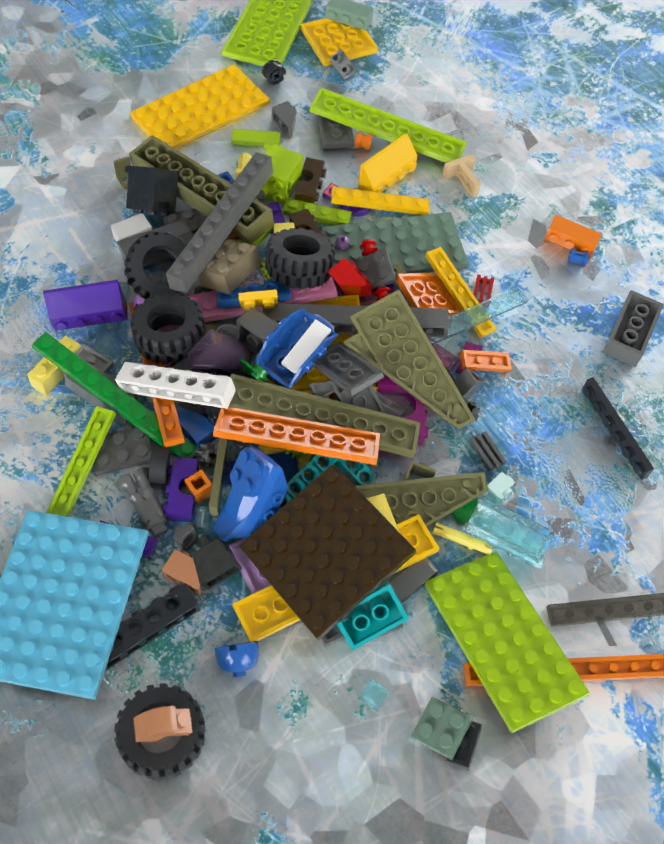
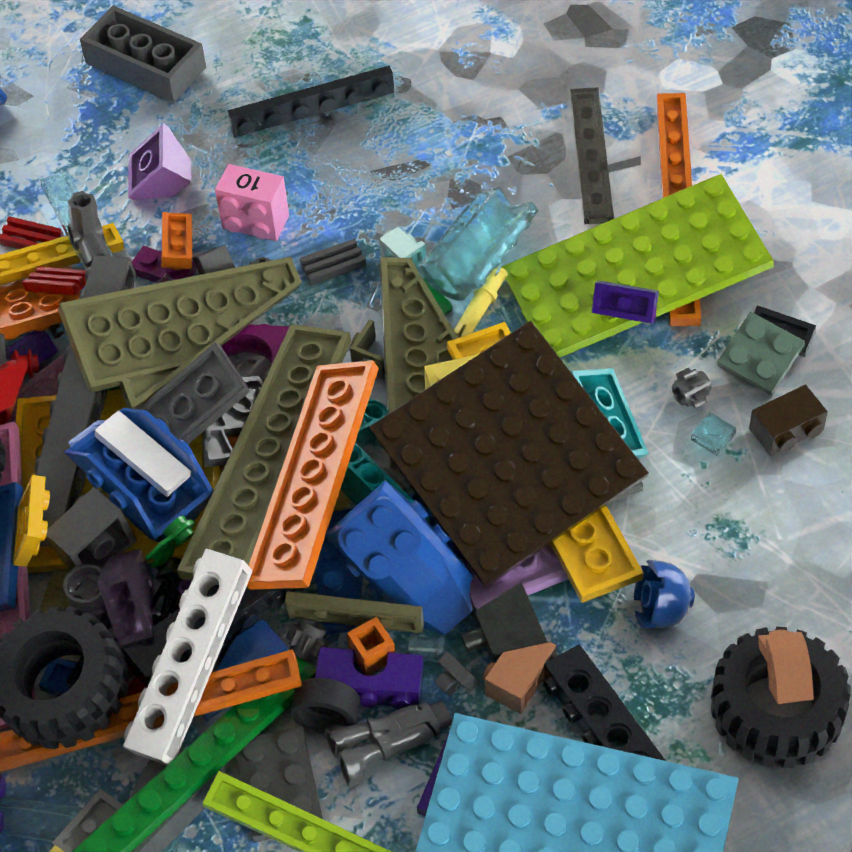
camera: 75 degrees left, 5 degrees down
(385, 746) = (788, 420): none -> dark brown brick
(406, 677) = (691, 387): none -> dark grey gear
(445, 295) = (55, 281): none -> red tile
(462, 624) = (625, 301): none -> dark purple plate
(472, 309) = (85, 227): none -> dark grey piece
(519, 397) = (252, 202): none -> bright pink brick
(543, 348) = (158, 167): none -> medium lavender slope

